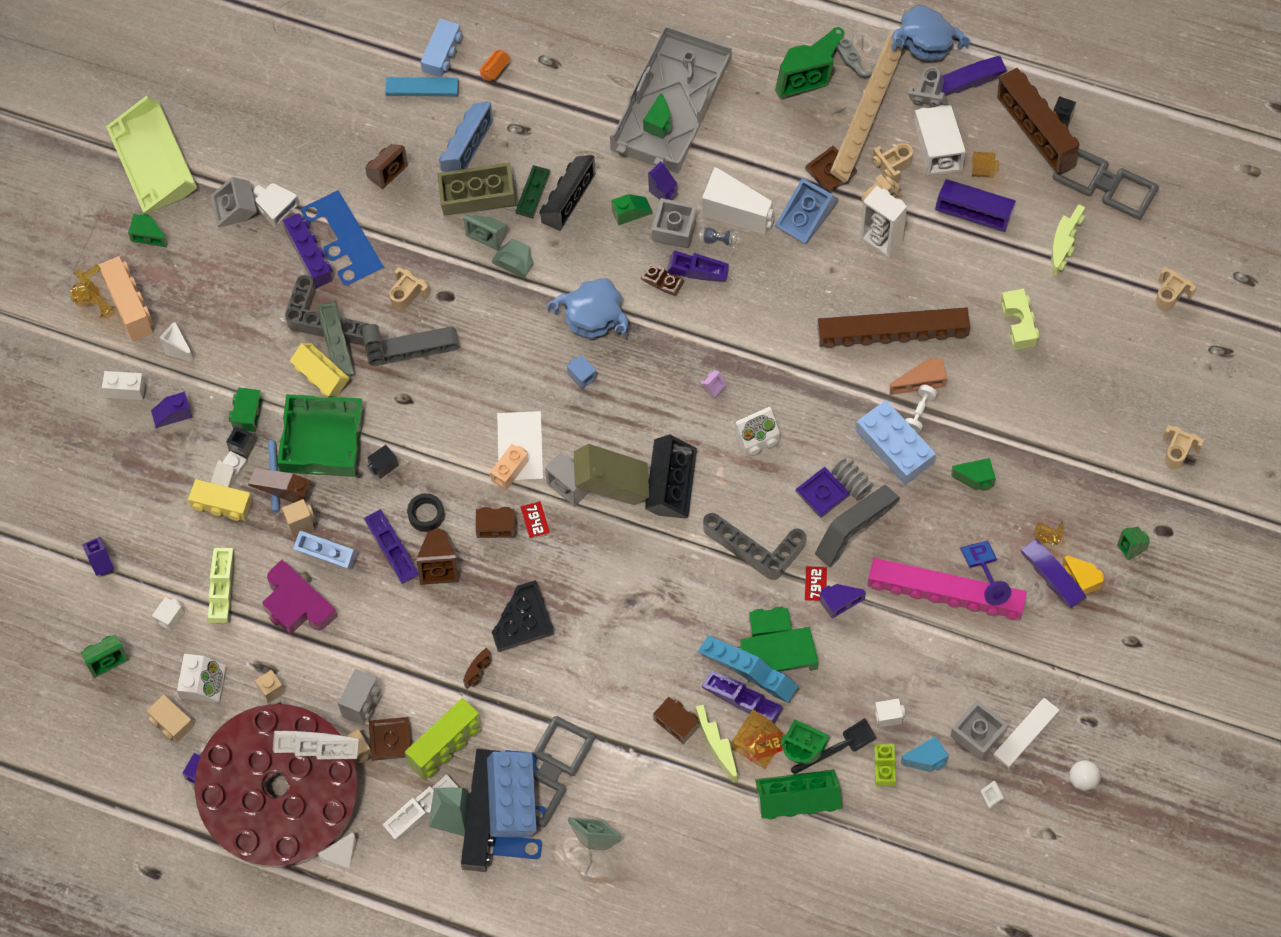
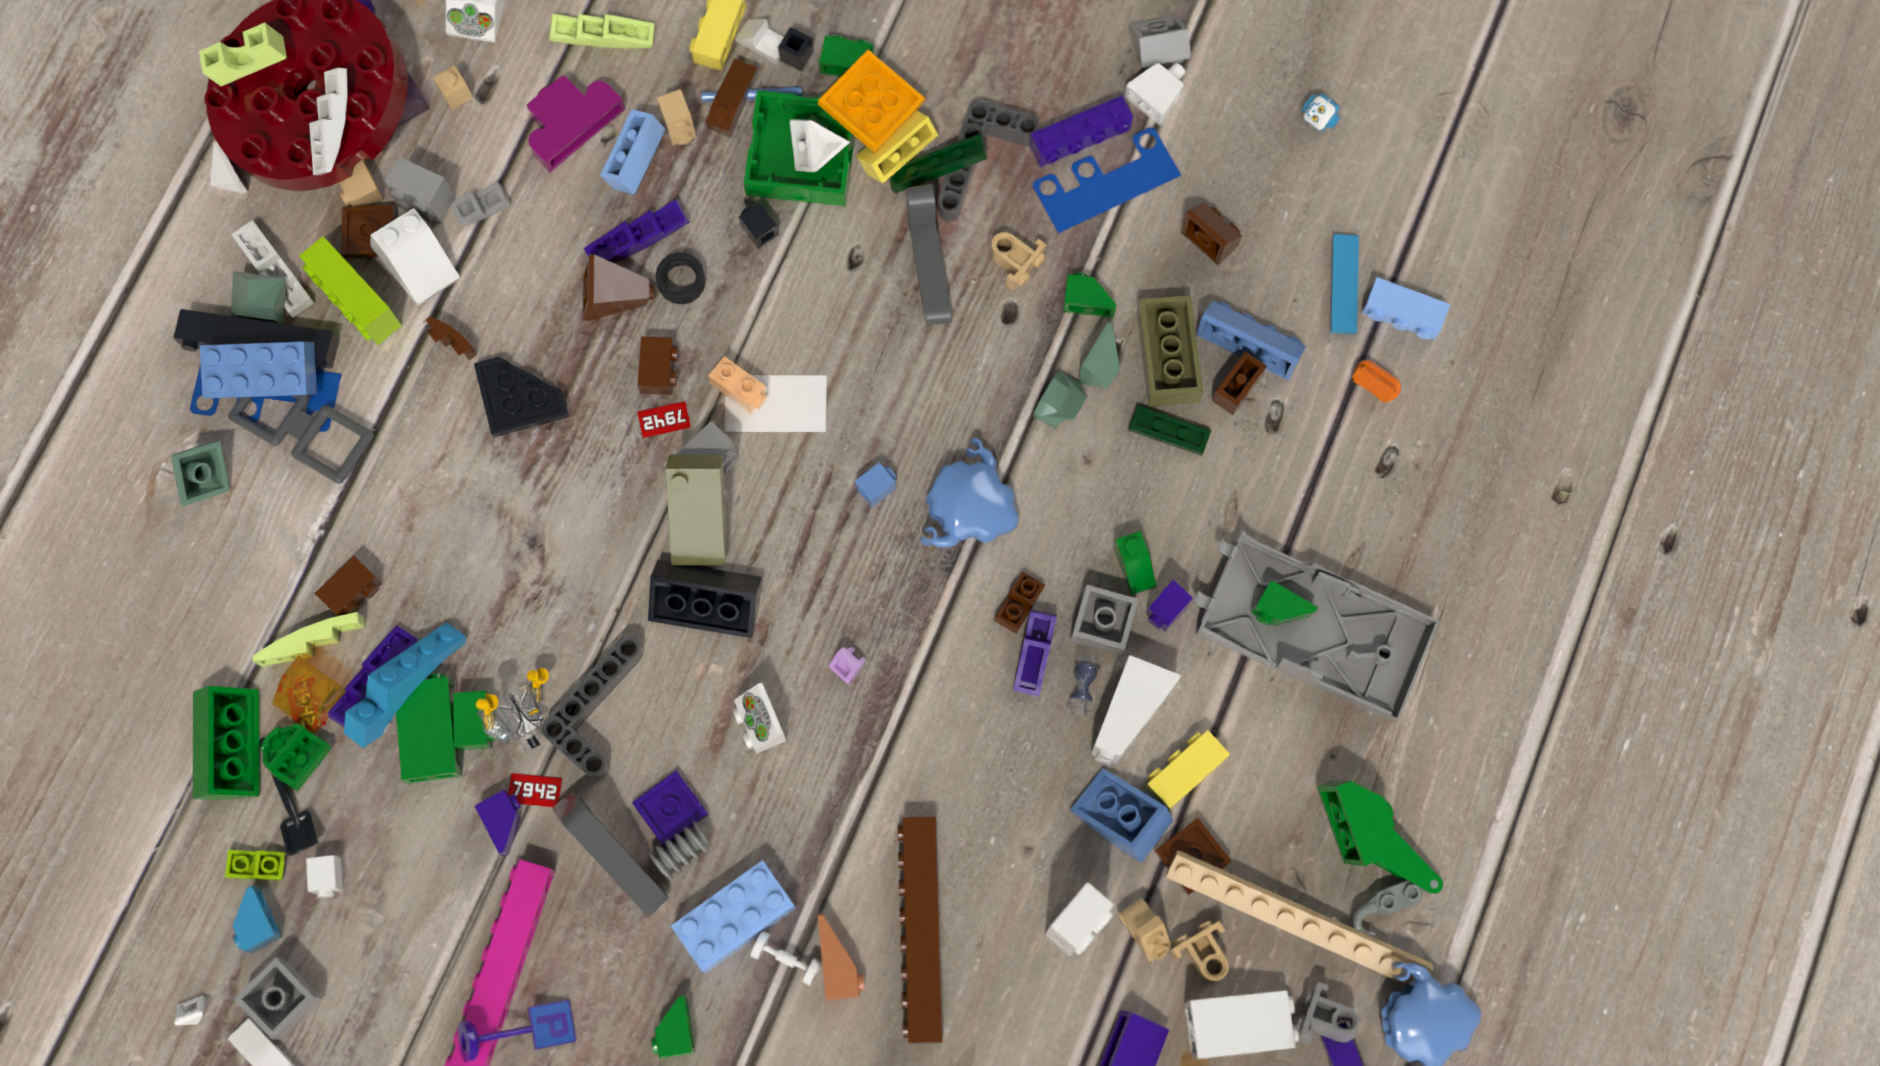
camera: 90 degrees right, 10 degrees up
(258, 817) = (227, 64): none -> yellowish green arch
(288, 381) = (871, 101): none -> light orange plate
(292, 99) = (1321, 112): none -> head
(322, 422) = (813, 145): none -> white slope
(365, 659) = (482, 205): none -> light grey slope
(412, 698) = (414, 256): none -> white slope
(435, 243) = (1087, 297): none -> green slope
(500, 145) = (1239, 383): none -> reddish brown brick
(568, 192) = (1160, 475): black slope -> none
(764, 591) = (516, 713): none -> clear torso
(773, 173) = (1186, 769): none -> light yellow brick

